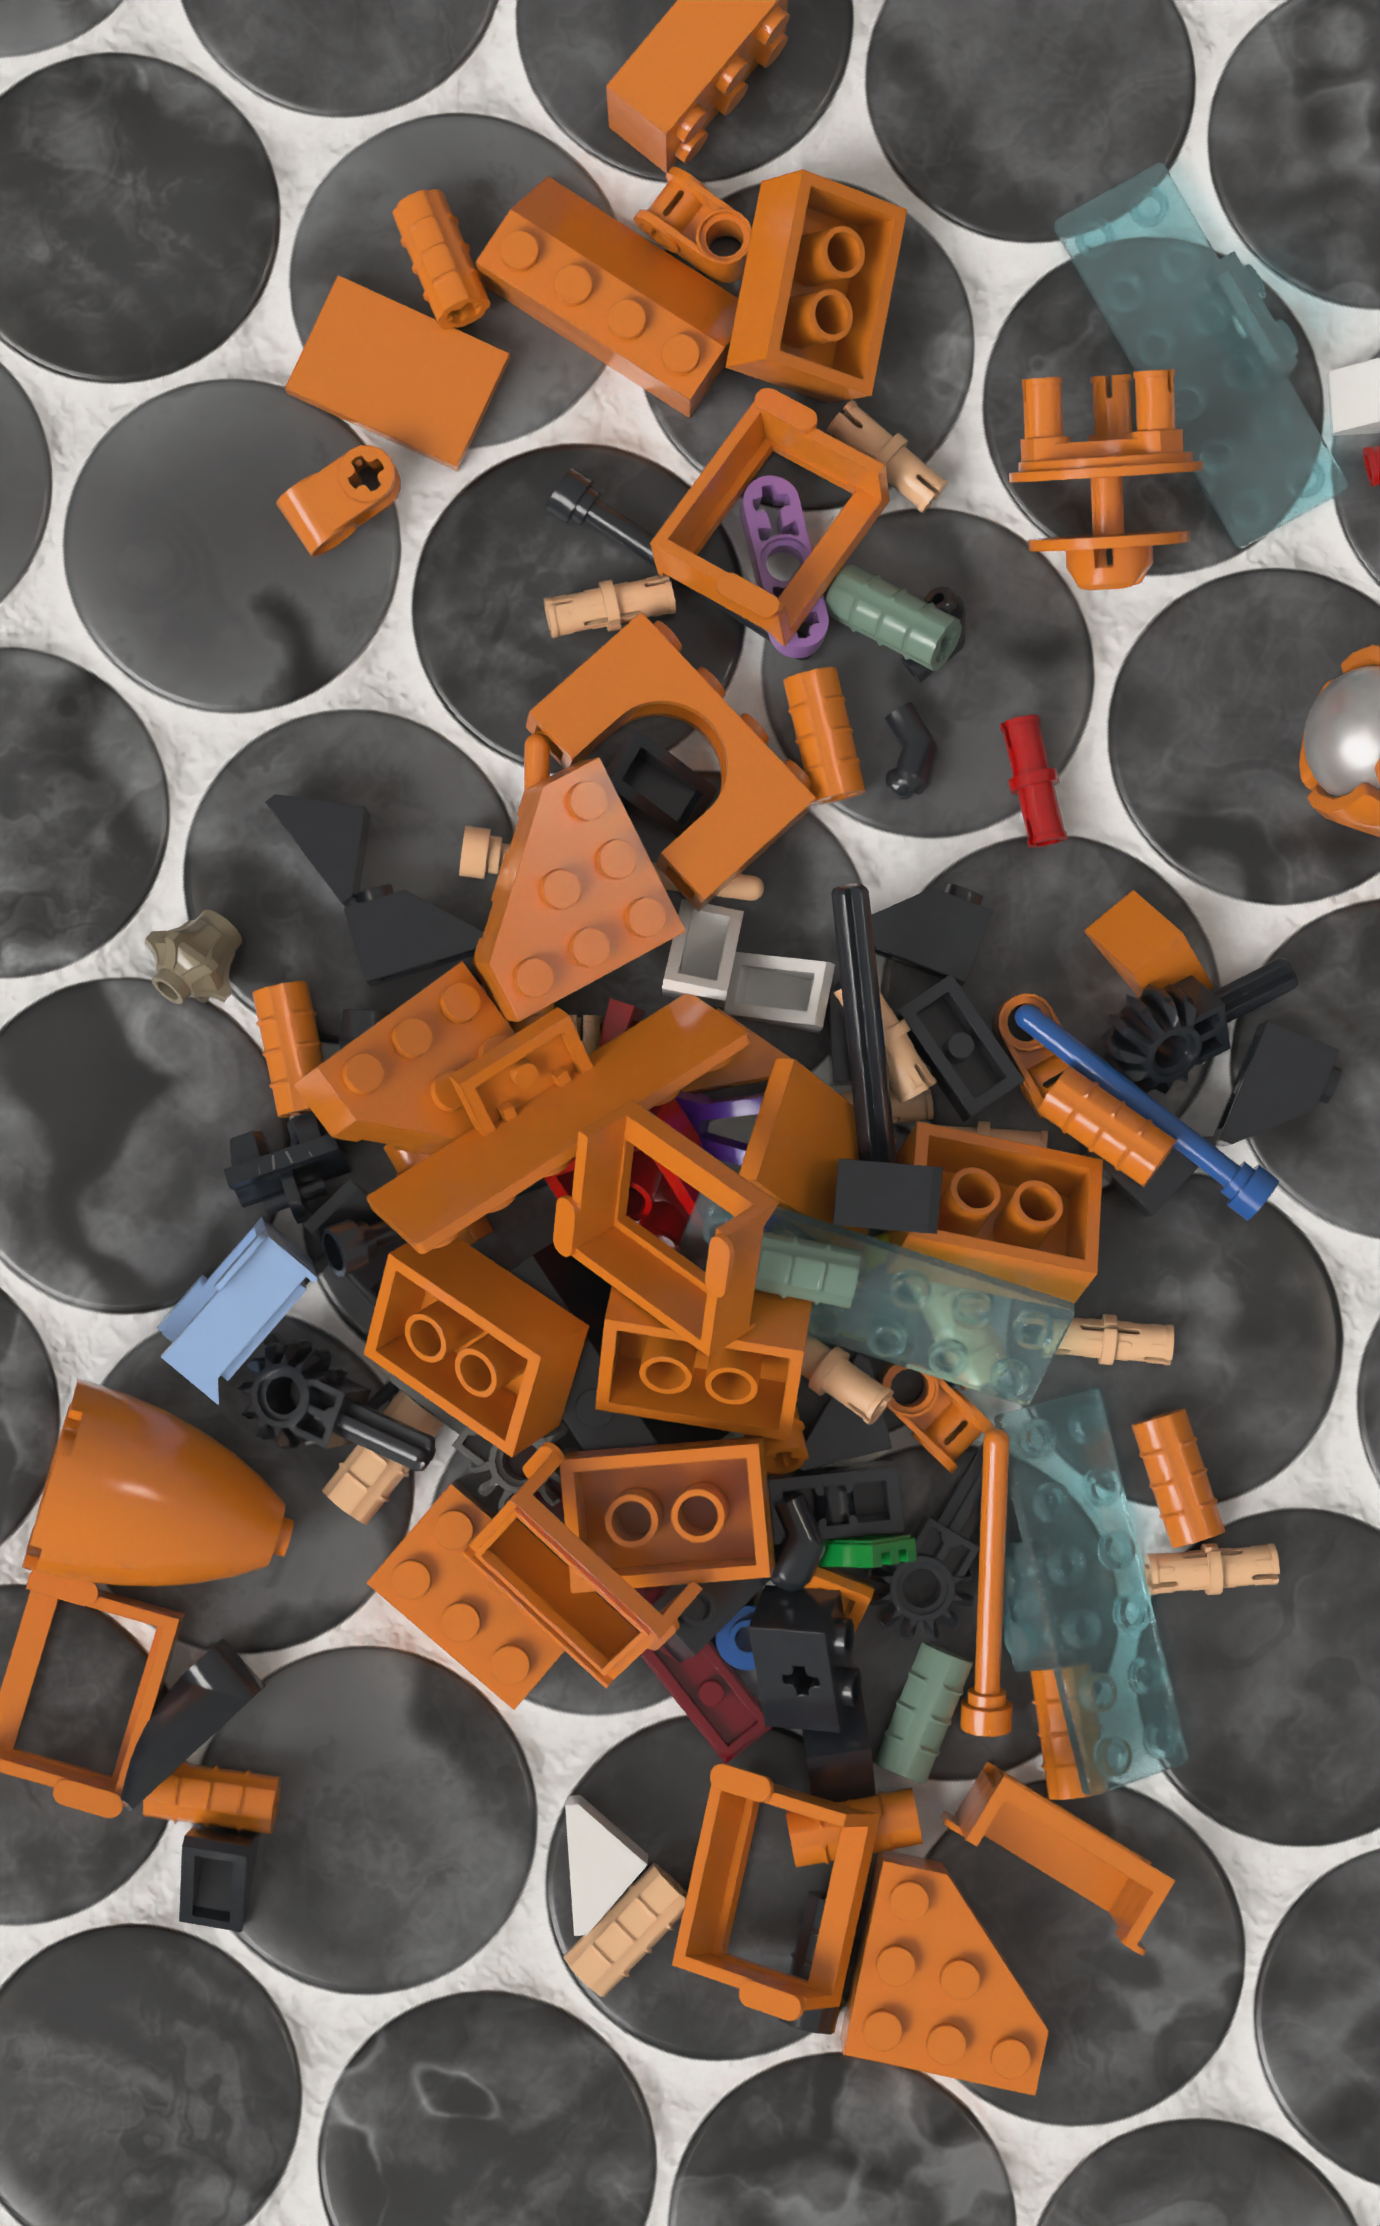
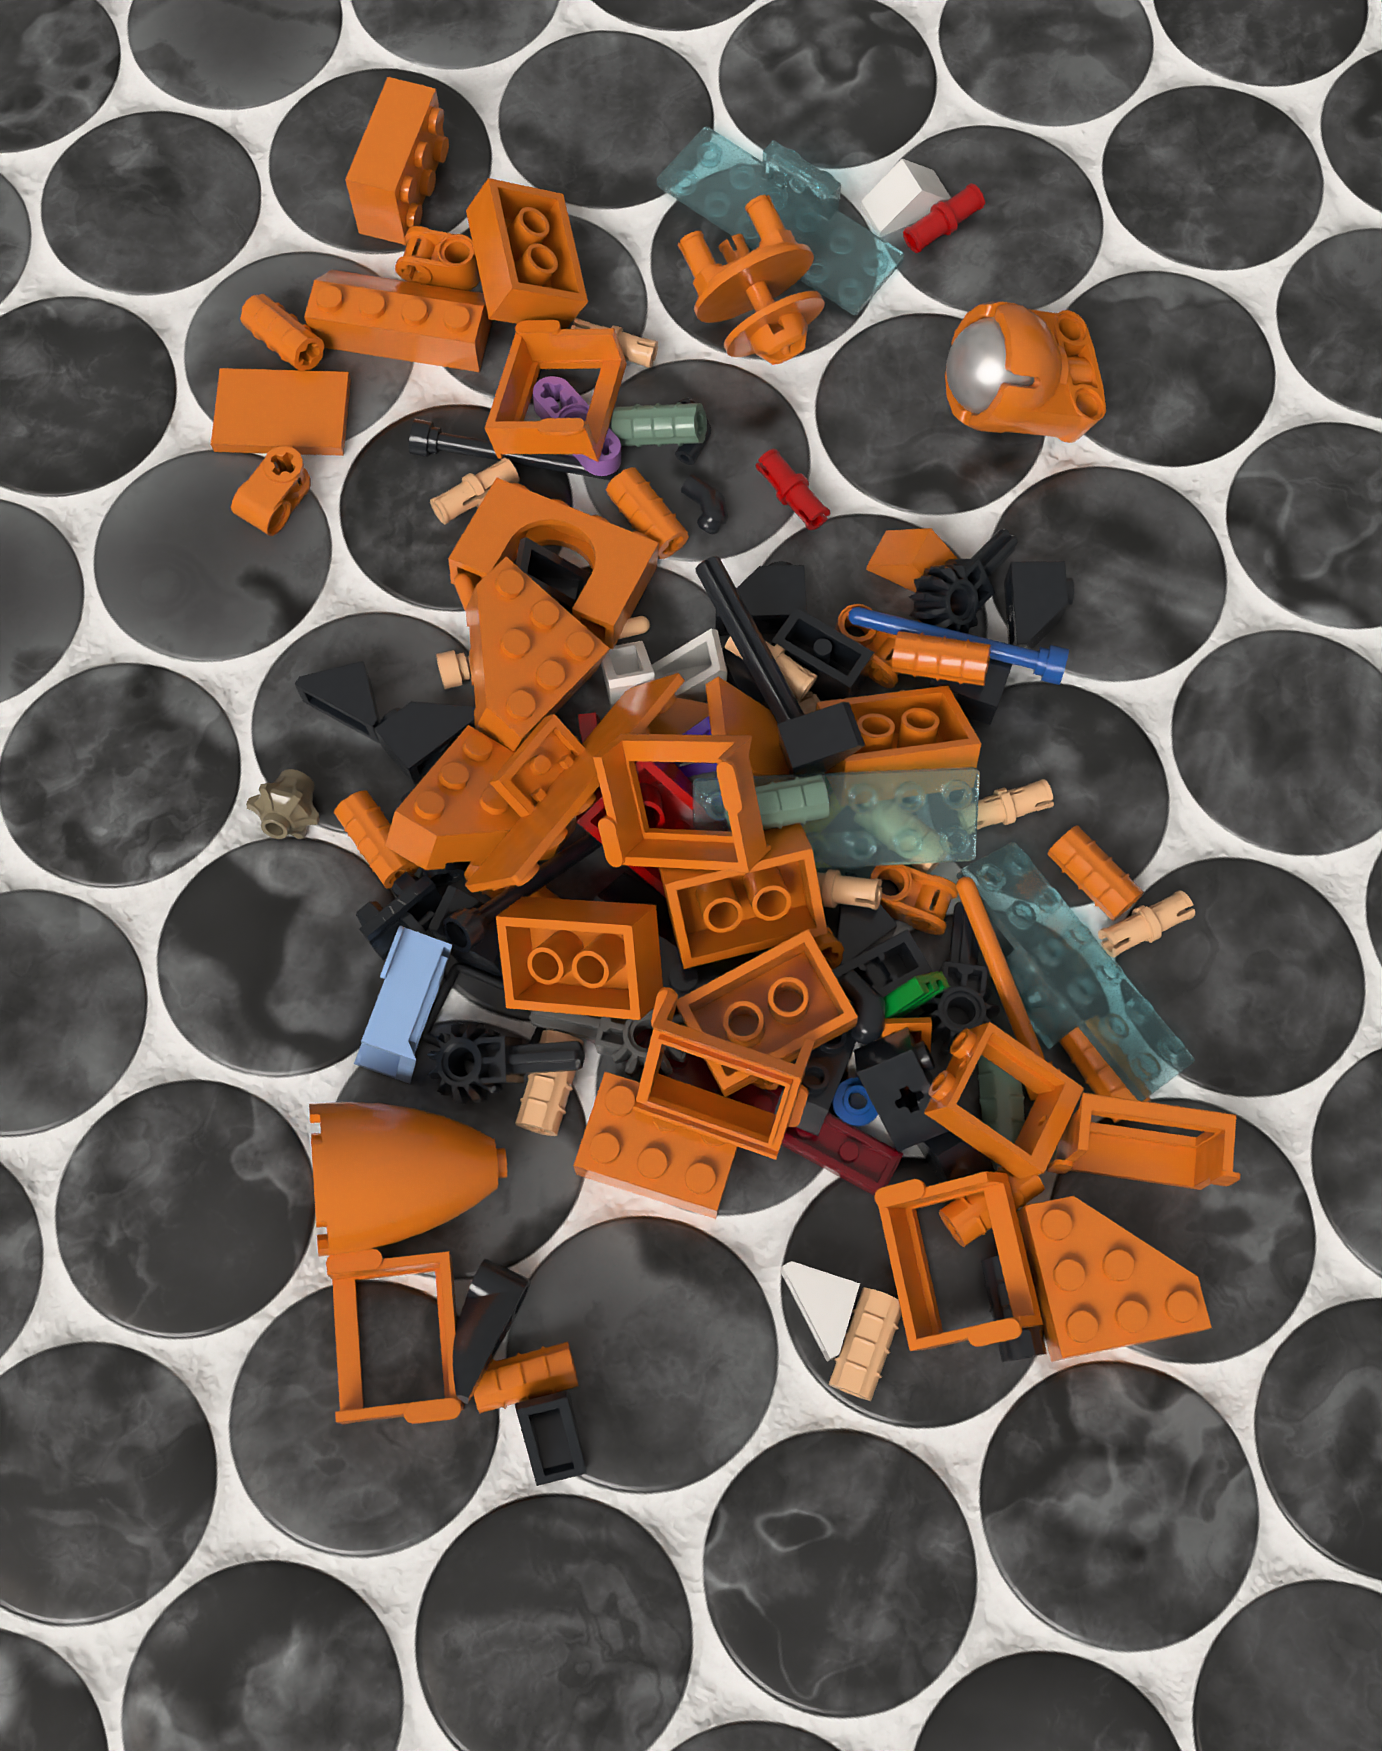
camera: 25 degrees left, 15 degrees down
(952, 1775) = (1045, 1121): none -> orange window

